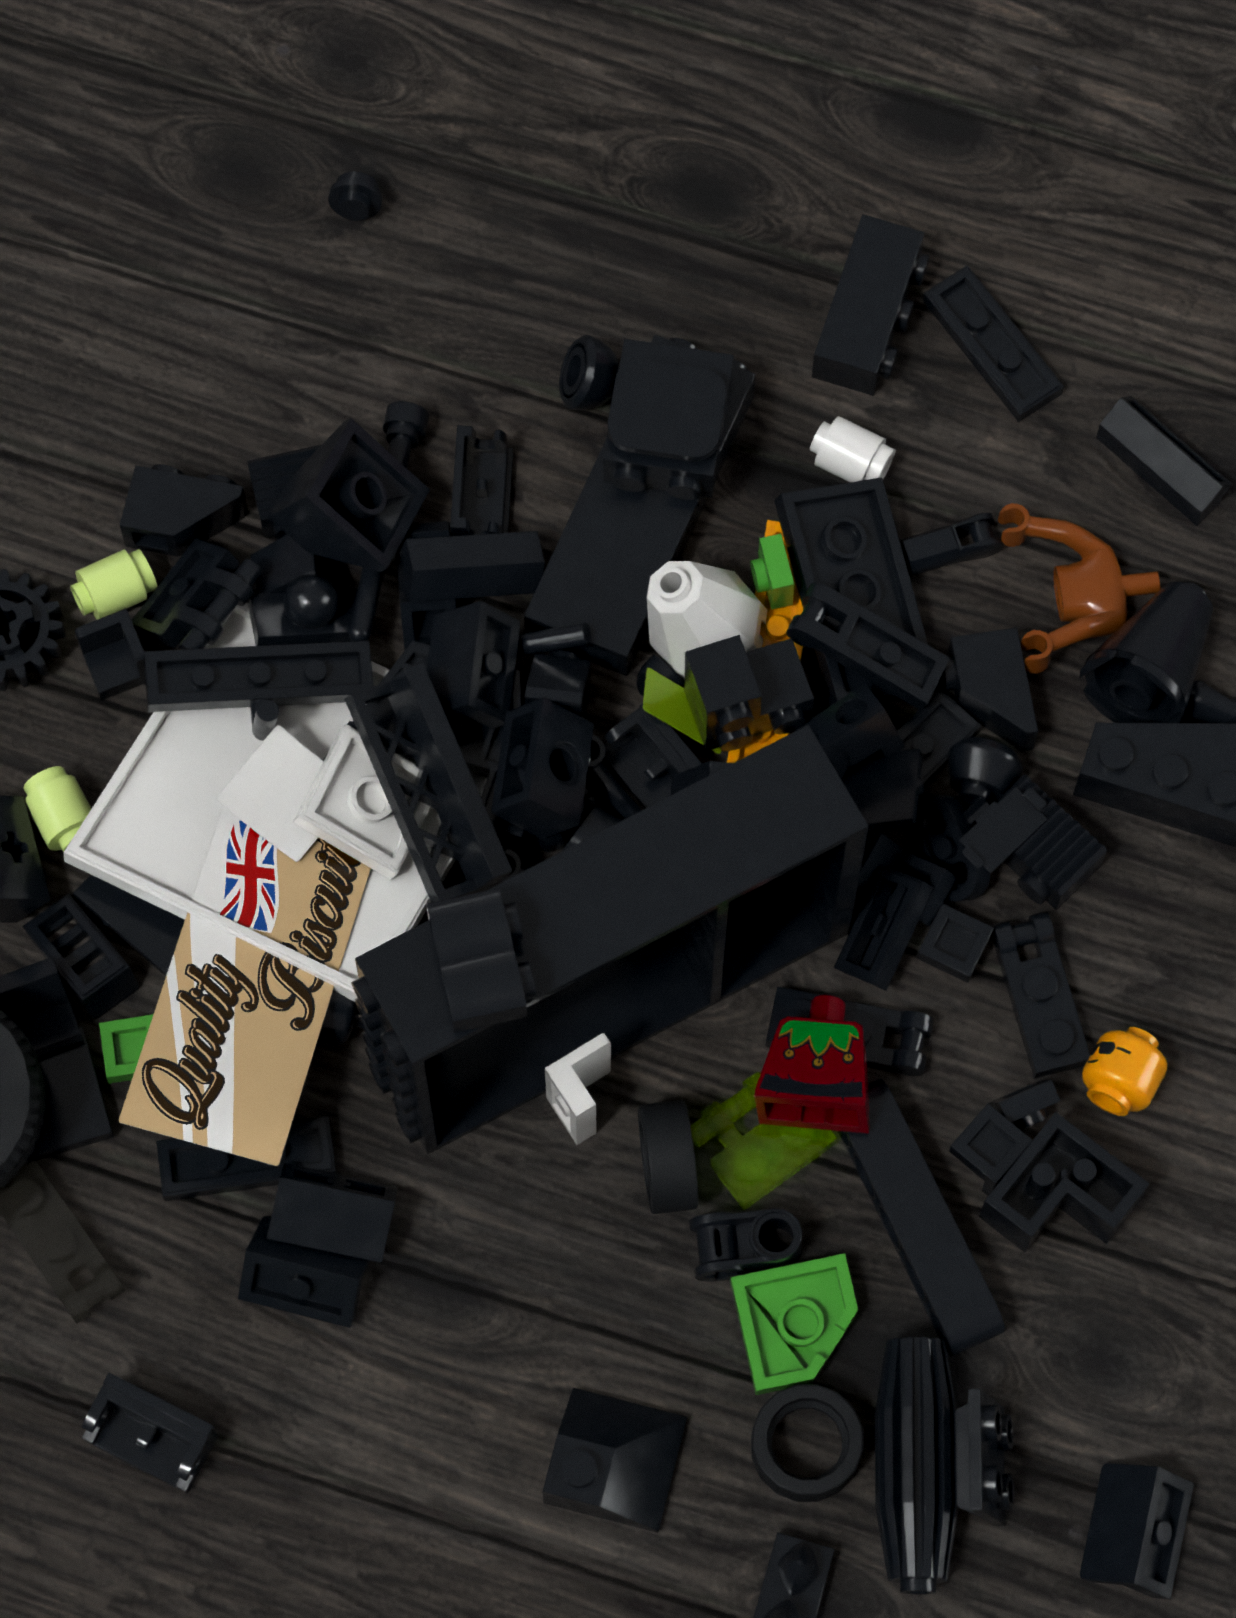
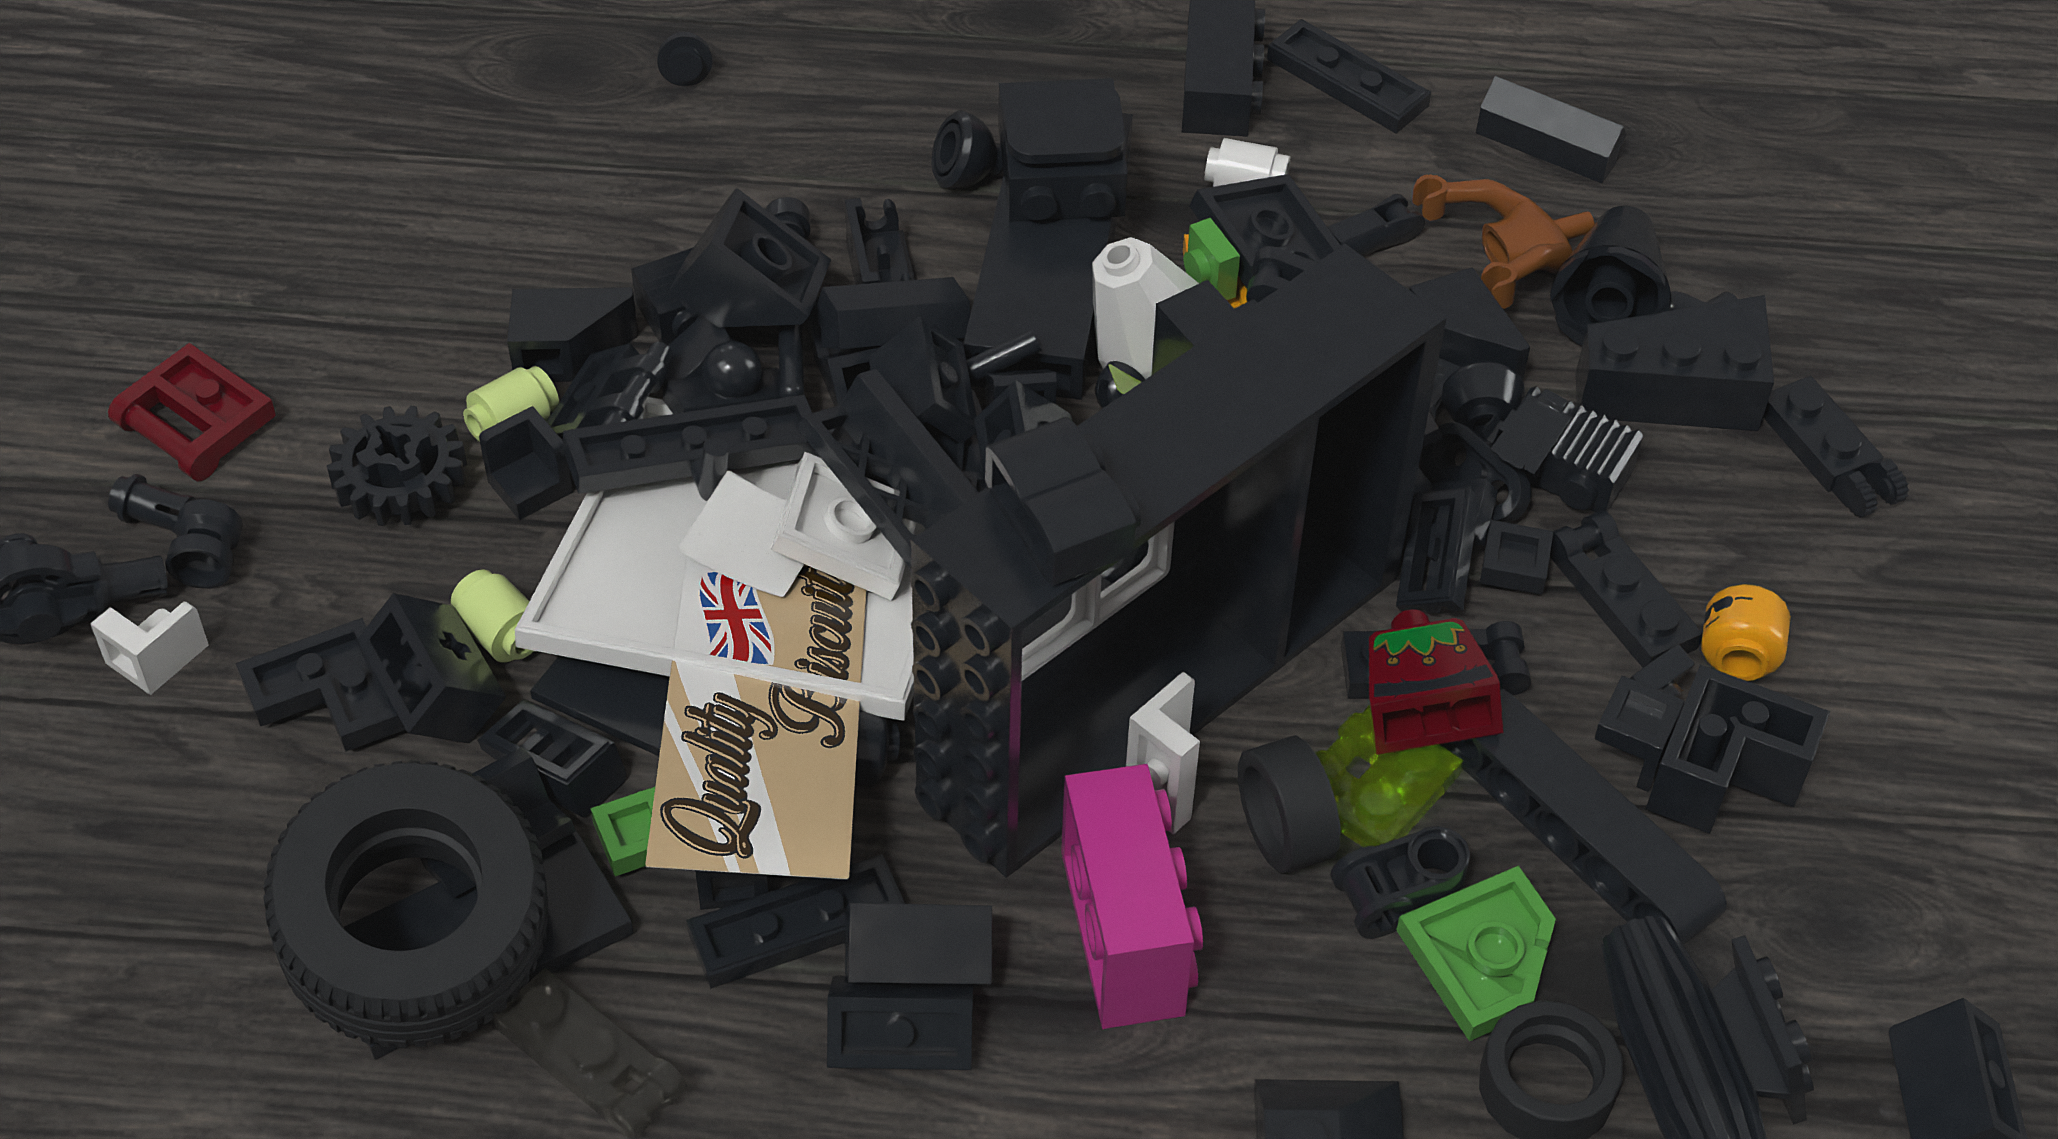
camera: 15 degrees left, 20 degrees down
(510, 1214) = (1129, 895): none -> dark pink brick

